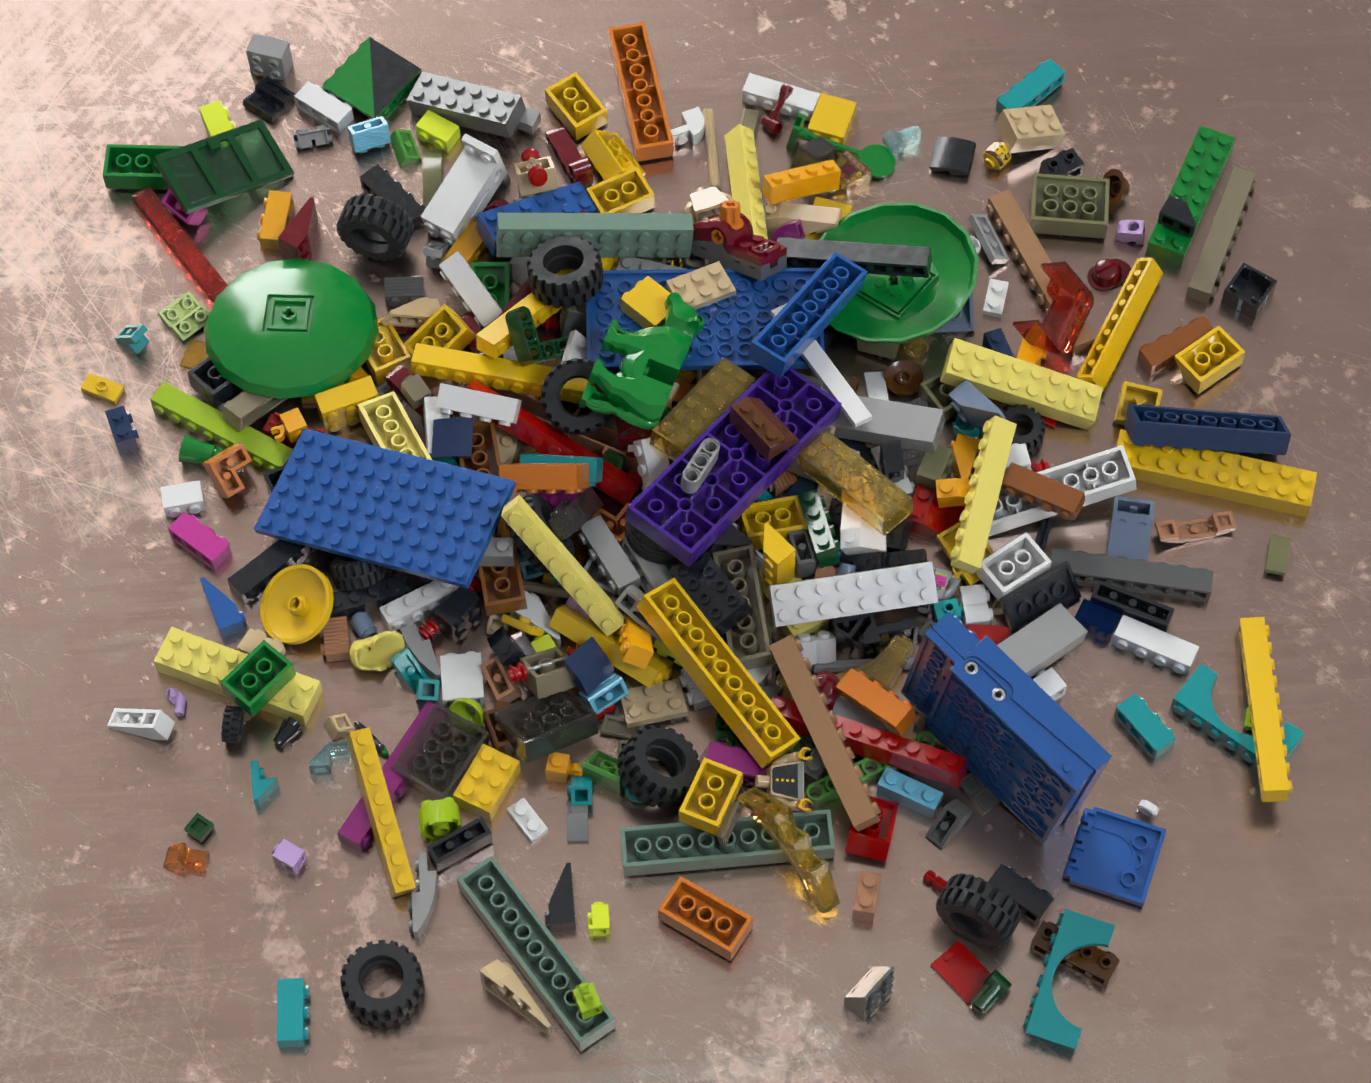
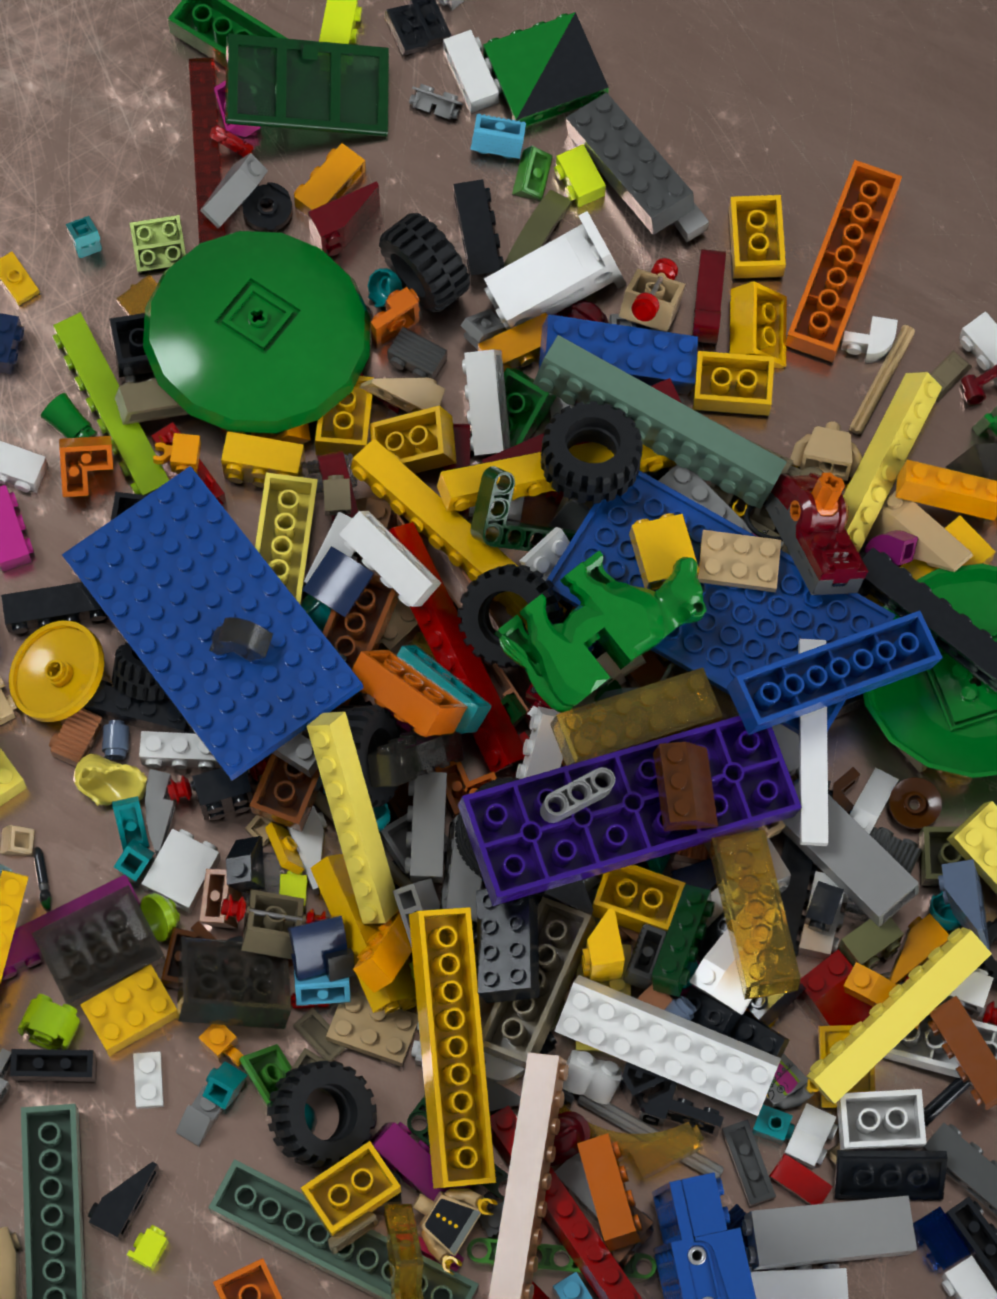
camera: 30 degrees right, 10 degrees up
(194, 228) = (230, 141): none -> red axle
(216, 253) = (234, 189): none -> light grey slope
(240, 247) = (270, 220): none -> black plate
(355, 261) = (382, 284): none -> teal hair
(377, 269) = (401, 311): none -> orange plate
(414, 496) = (242, 638): none -> clear smoke brick
(609, 669) = (340, 964): none -> black tile

